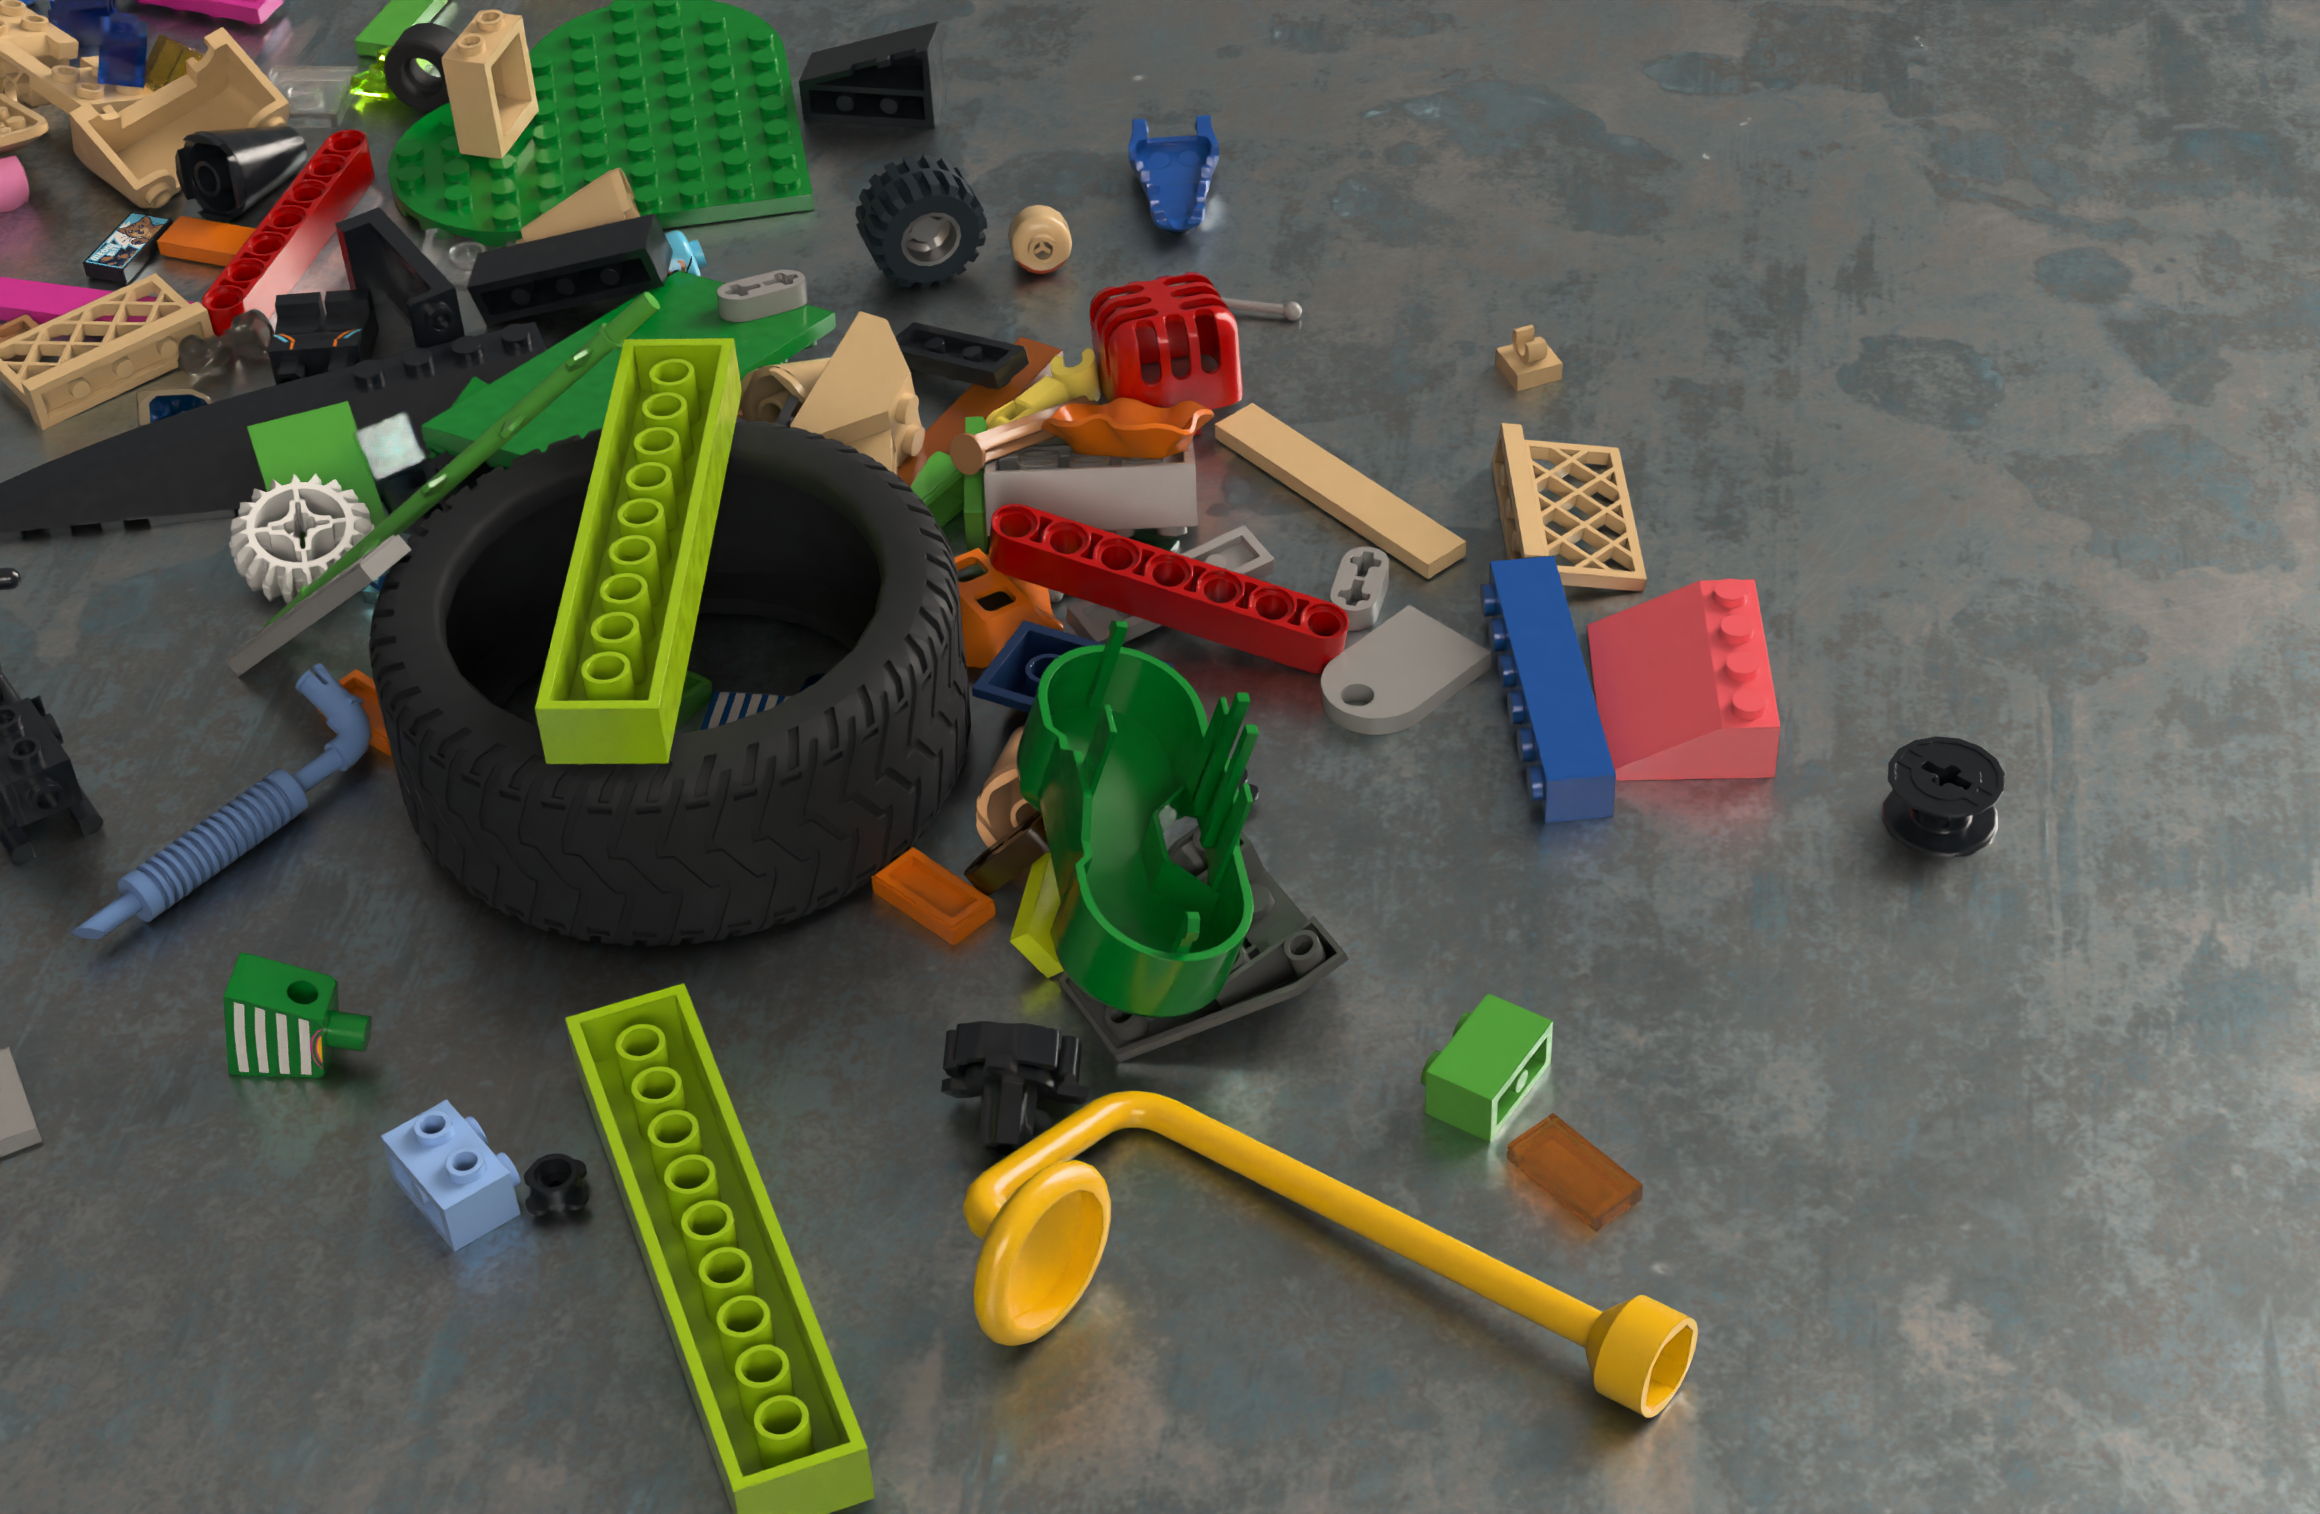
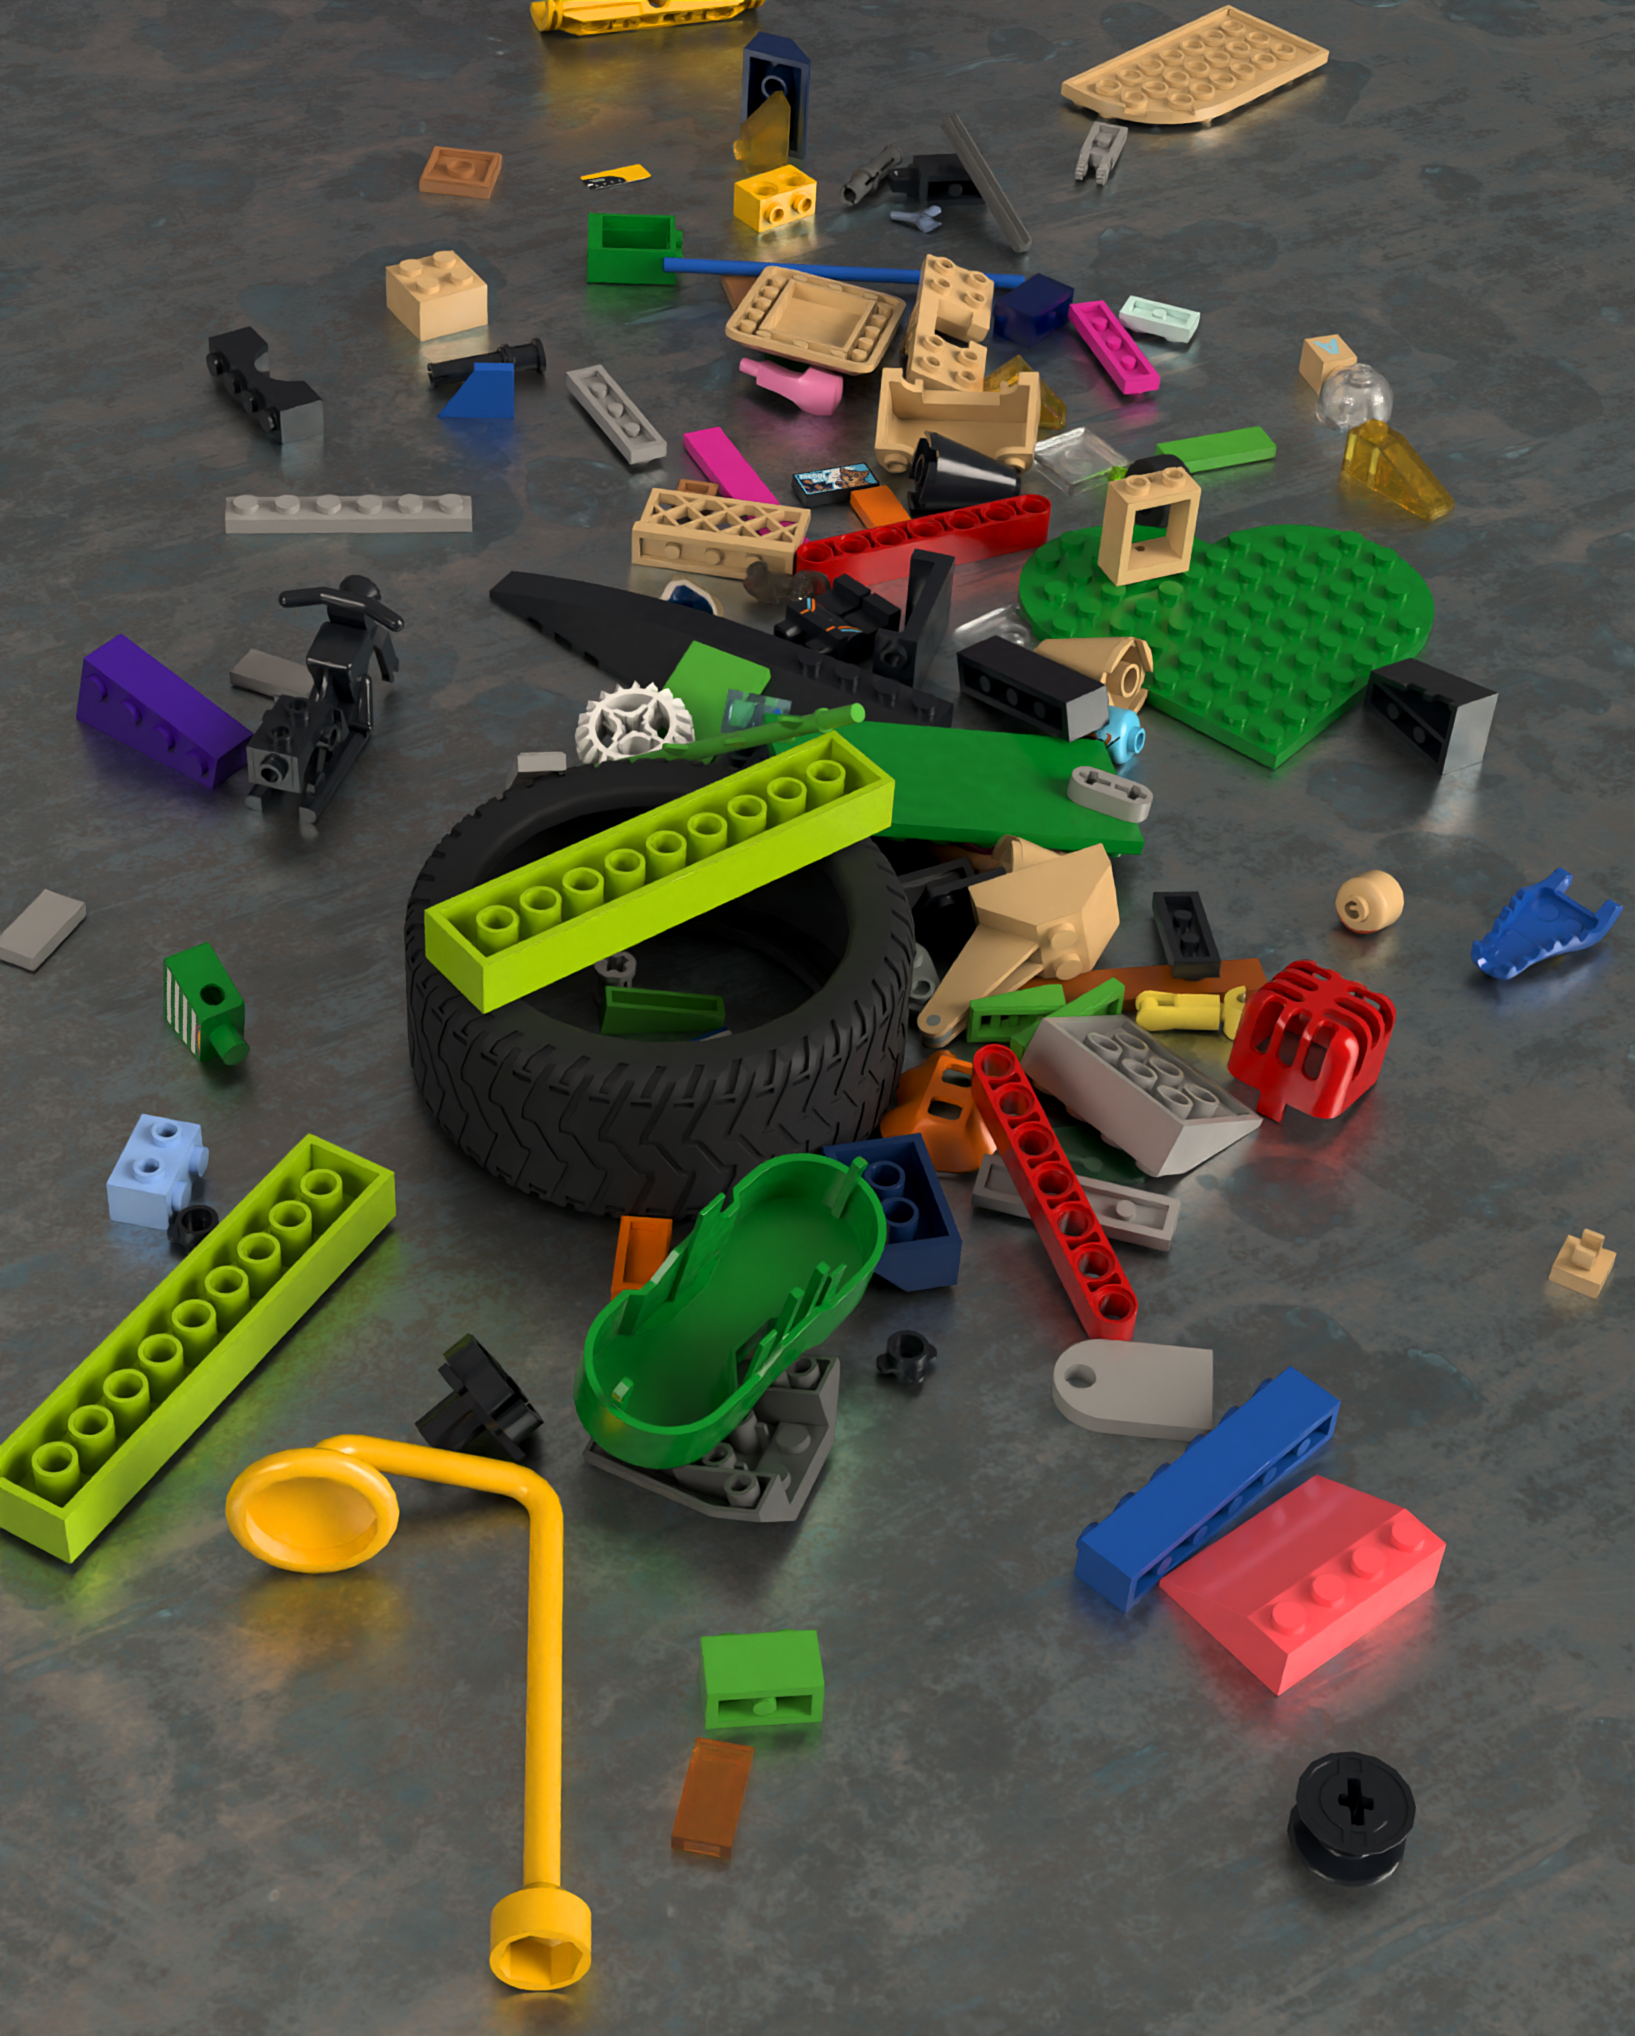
camera: 45 degrees right, 0 degrees up
(122, 50) = (976, 350): clear blue brick -> none
(243, 820) = (320, 877): medium blue piece -> none
(921, 221) = (1289, 824): black wheel -> none
(972, 451) = (1138, 1019): medium nougat axle -> none
(1128, 428) = (1213, 1070): orange piece -> none
(1291, 310) = (1474, 1090): light grey hinge -> none
(1341, 490) = (1301, 1239): tan tile -> none
(1368, 590) = (1203, 1311): light grey beam -> none
(1527, 511) = (1403, 1348): tan fence -> none

